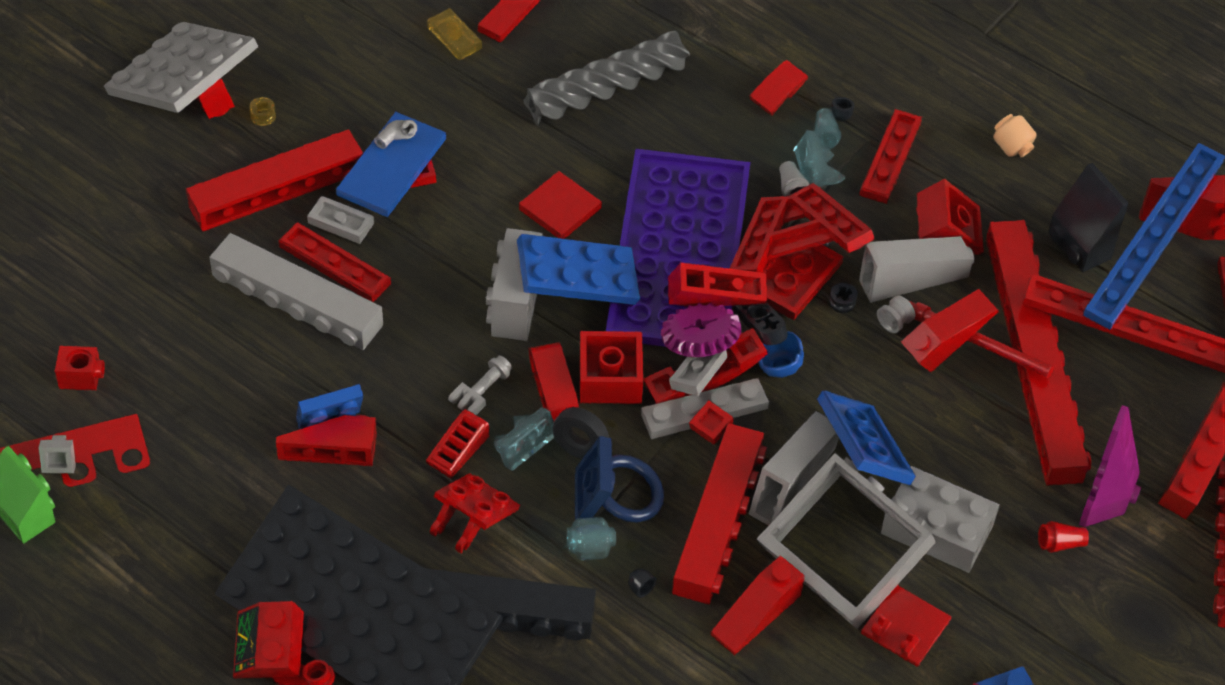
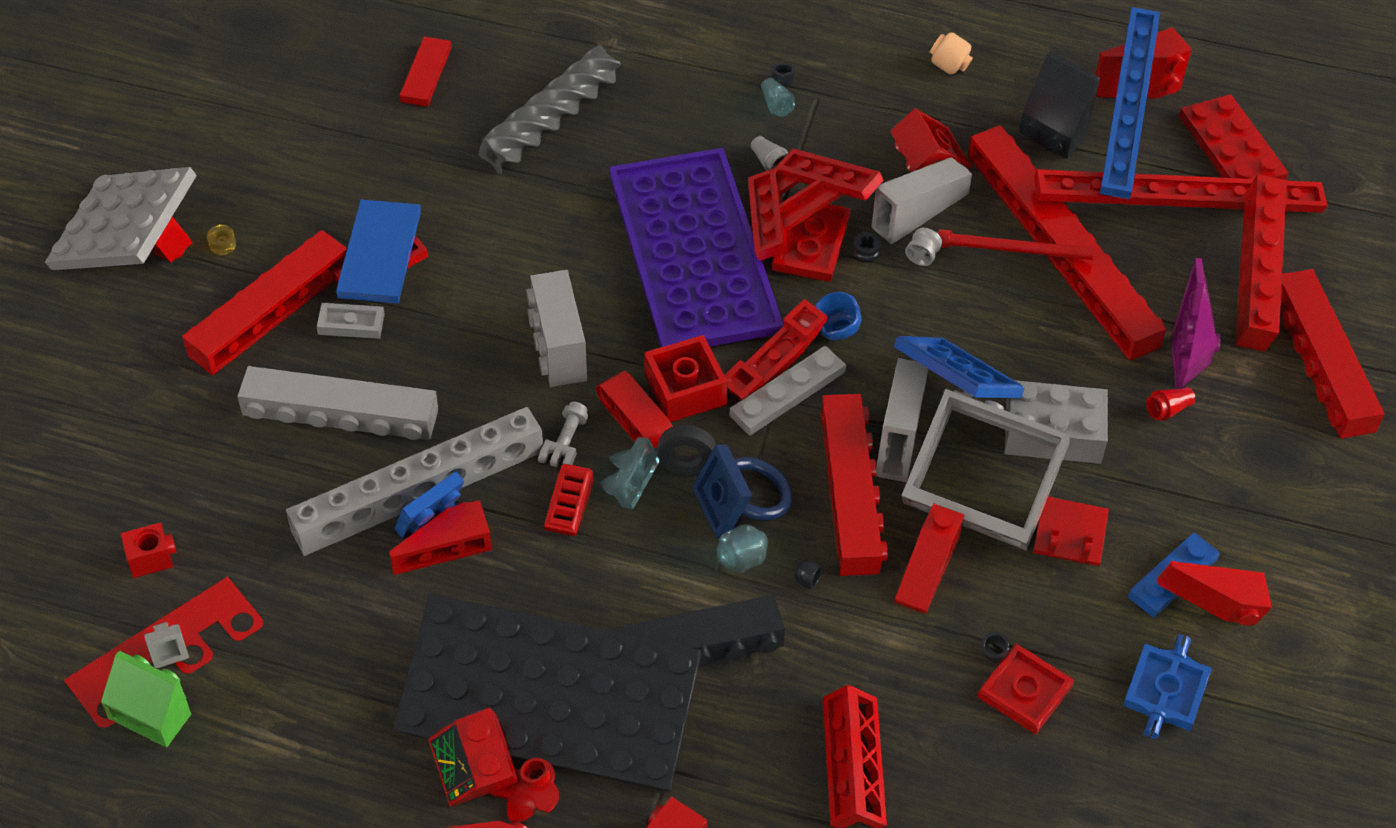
camera: 20 degrees left, 0 degrees up
(285, 384) = (390, 489): none -> light grey brick
(335, 262) = (361, 363): red tile -> none
(395, 131) = (373, 216): light grey arm -> none
(454, 34) = (379, 111): clear yellow plate -> none
(475, 499) = (616, 548): red plate -> none
(560, 205) = (559, 242): red tile -> none
(577, 269) = (615, 294): blue plate -> none
(683, 334) = (744, 325): magenta gear -> none
(696, 373) = (770, 353): light grey plate -> none
(711, 422) = (804, 400): red tile -> none
(716, 285) = (750, 271): red slope -> none
(769, 328) = (796, 278): black beam -> none
(778, 87) = (715, 72): red slope -> none
(812, 161) = (780, 128): clear light blue tile -> none
(890, 156) = (846, 105): red tile -> none
(949, 329) = (983, 244): red slope -> none

